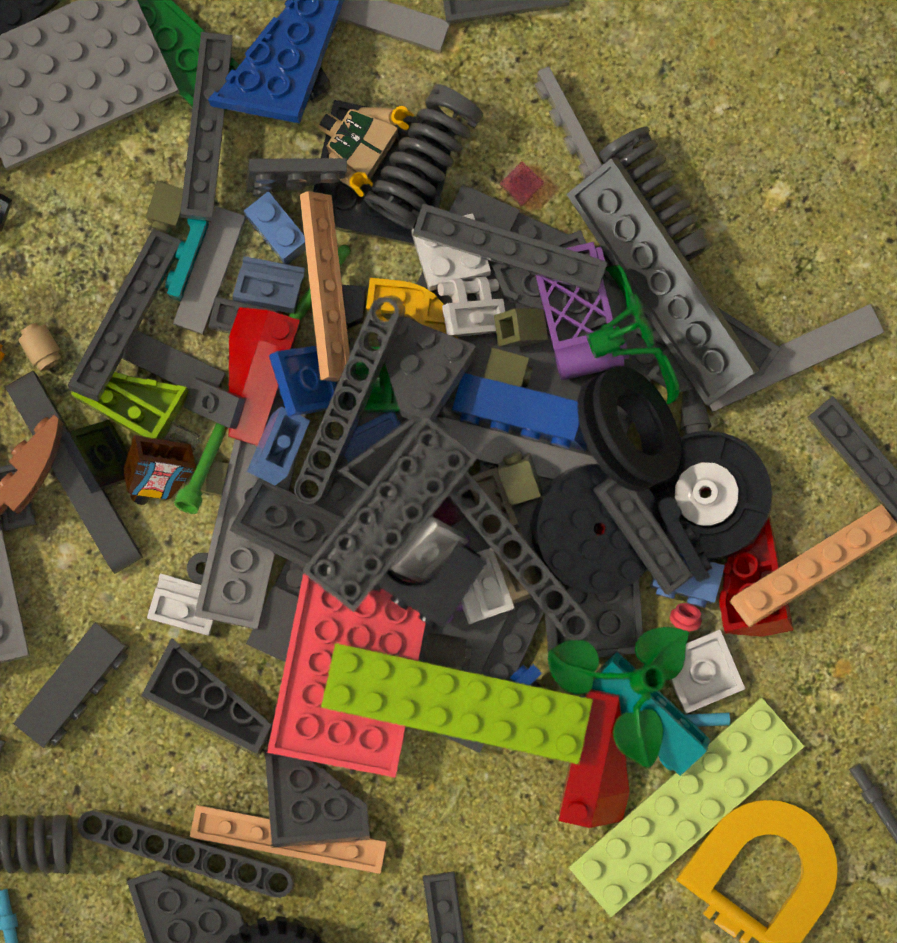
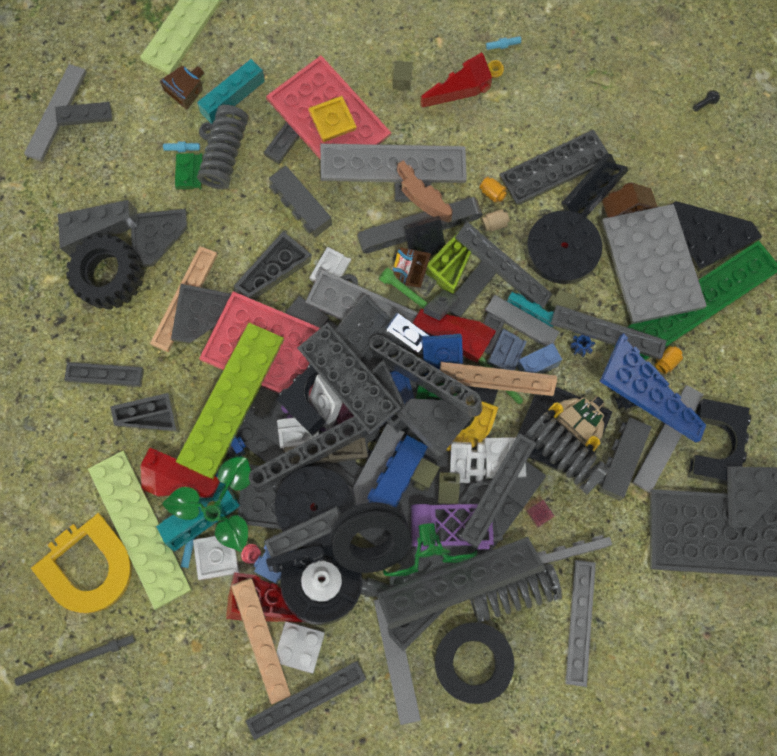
camera: 100 degrees right, 10 degrees down
(50, 897) = (187, 170): none -> green plate
(51, 200) = (564, 247): none -> black piece
(170, 853) = (189, 251): dark grey beam -> none
(226, 21) = (671, 358): none -> light orange brick
(239, 165) = (586, 341): none -> blue gear
(292, 174) = (569, 371): dark grey plate -> none
(402, 68) = (624, 458): none -> dark grey brick
(502, 842) = (147, 413): none -> dark grey wedge
(519, 478) = (356, 467): olive brick -> none
(672, 96) = (580, 623): none -> light grey tile
(798, 207) = (503, 663): none -> black tyre
(807, 508) = (299, 647): none -> white plate

